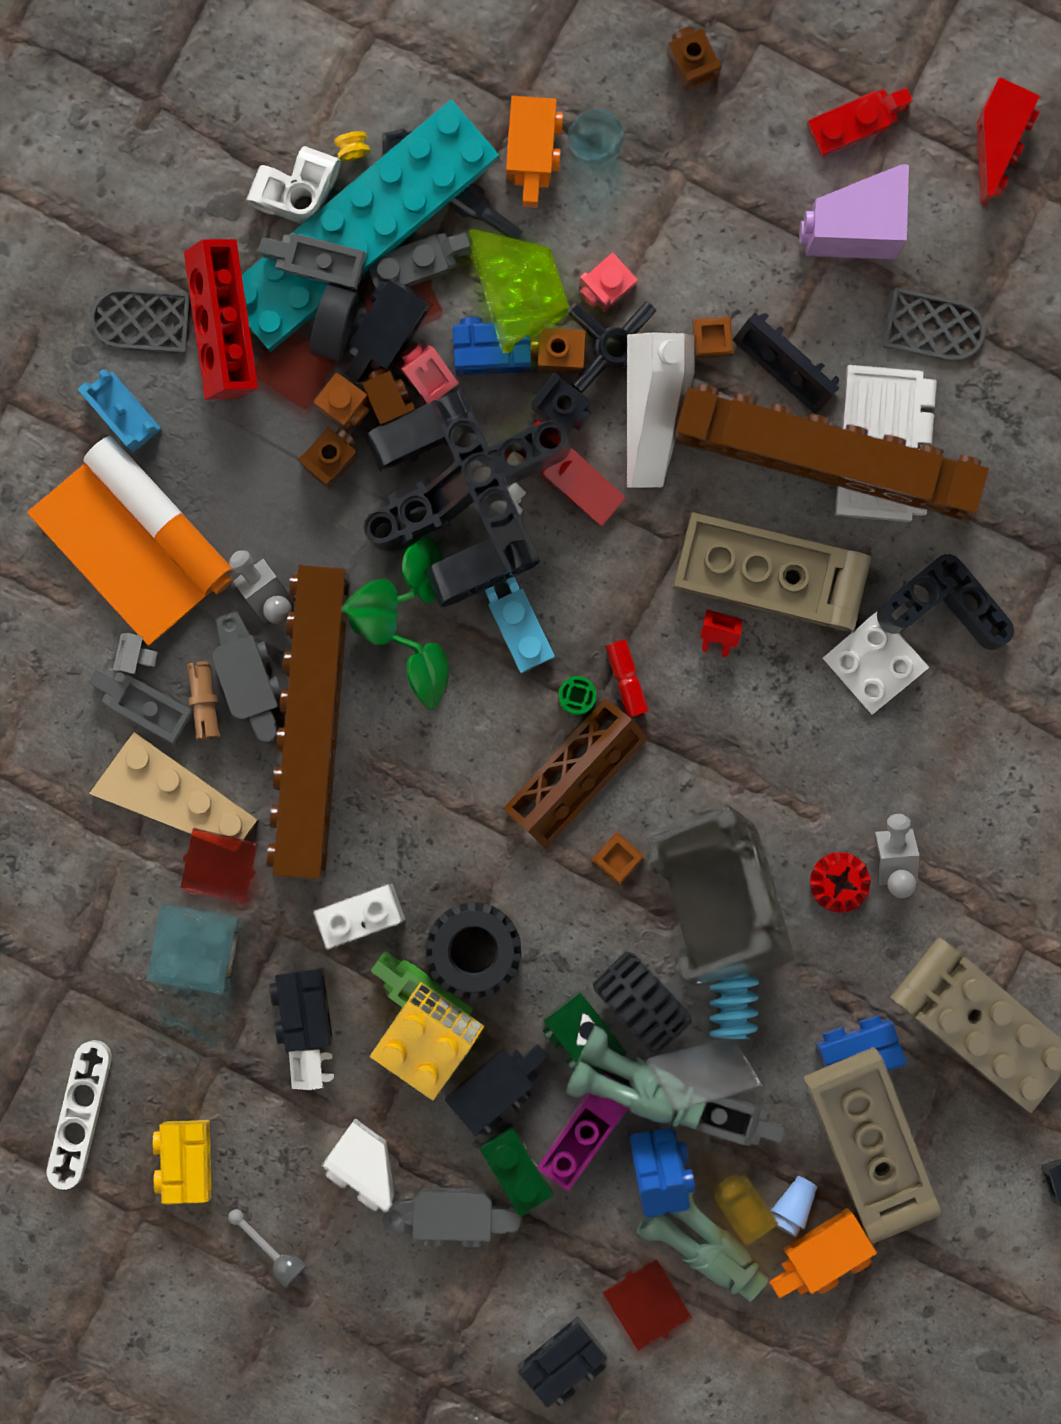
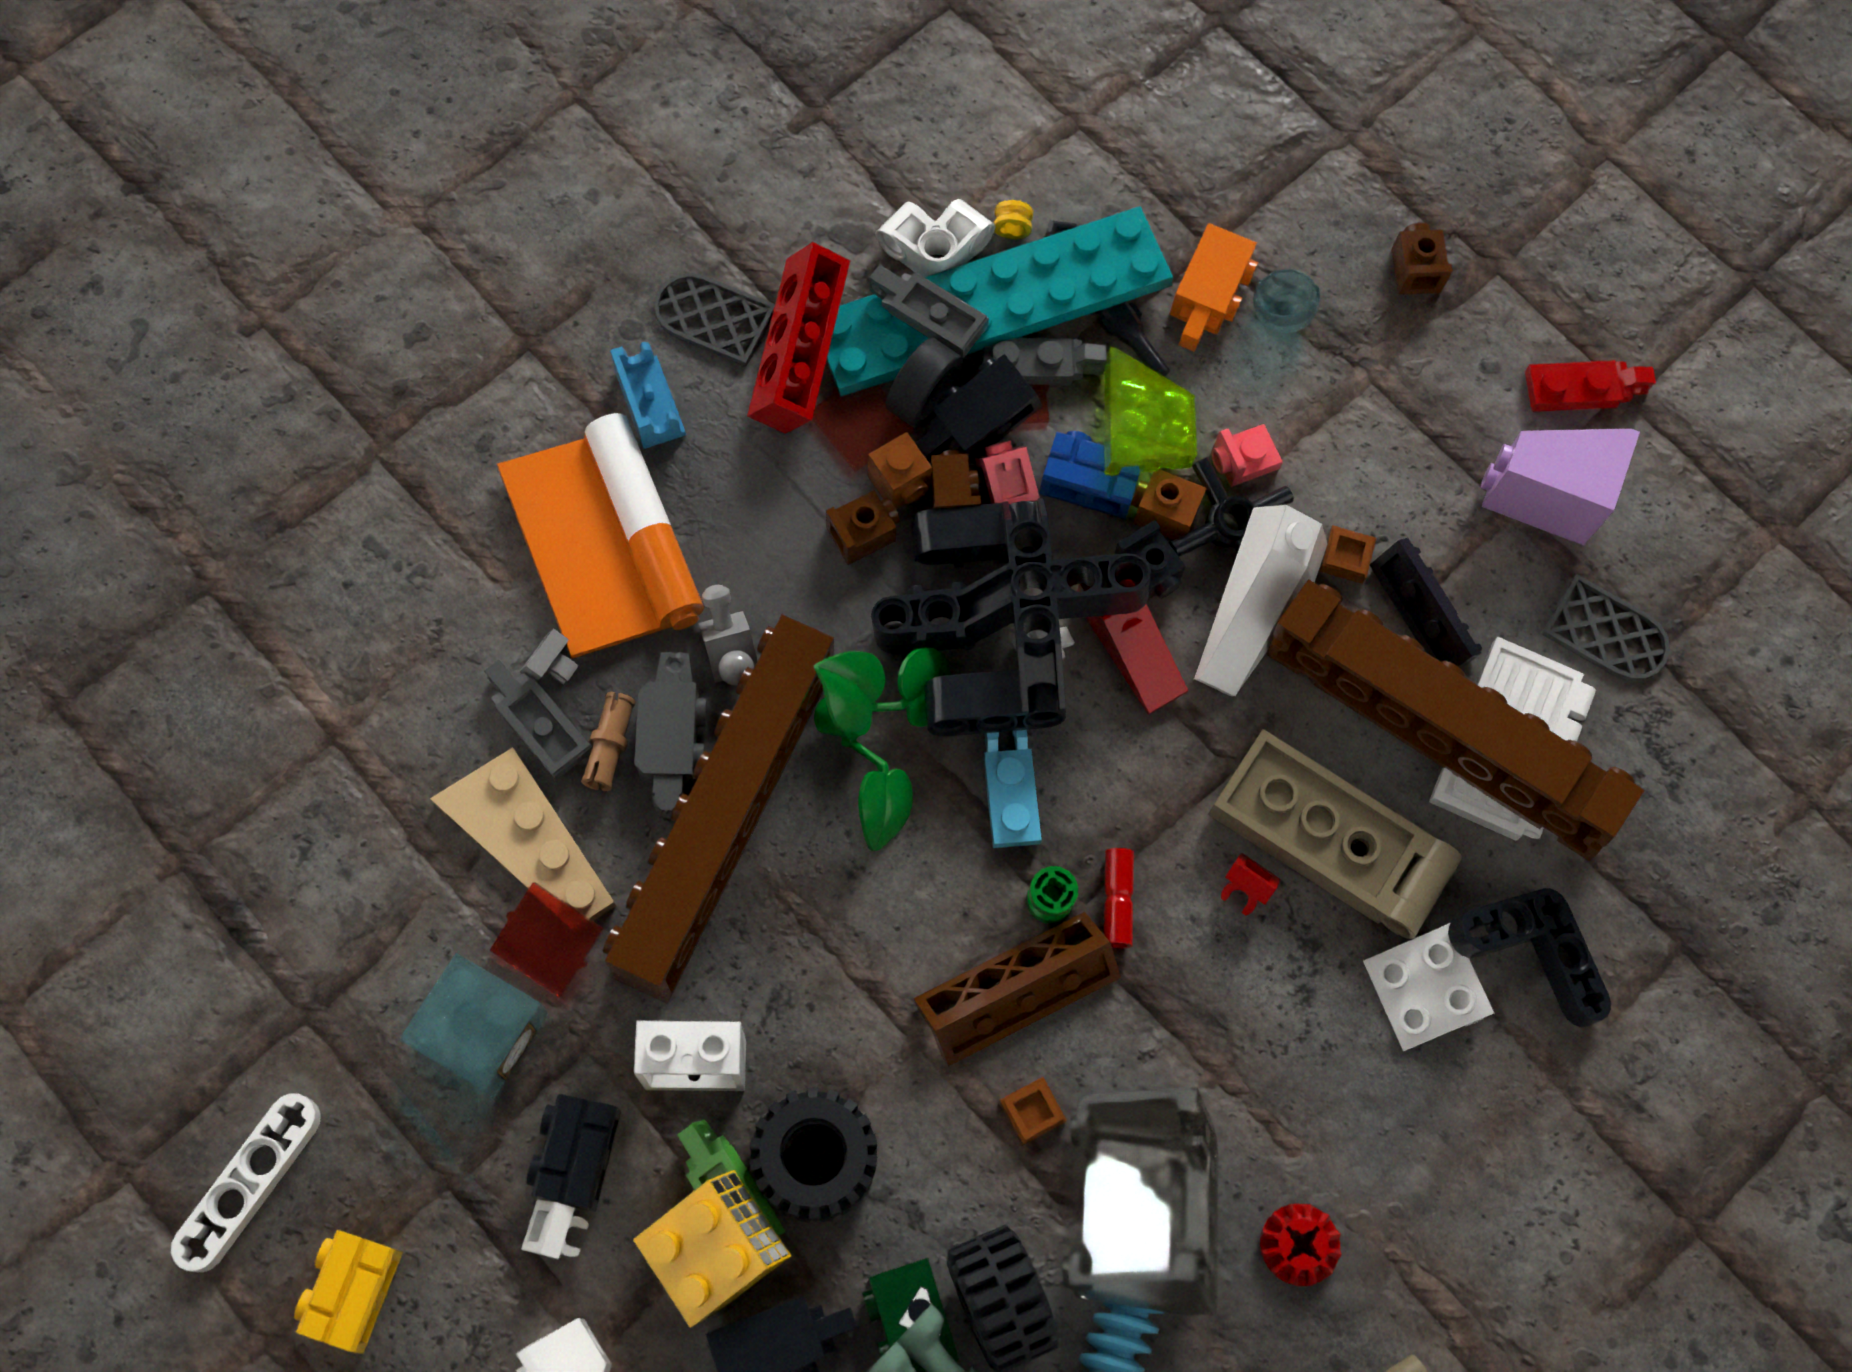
camera: 20 degrees right, 15 degrees down
(898, 856) = (1385, 1237): light grey piece -> none
(999, 129) = (1744, 448): red slope -> none

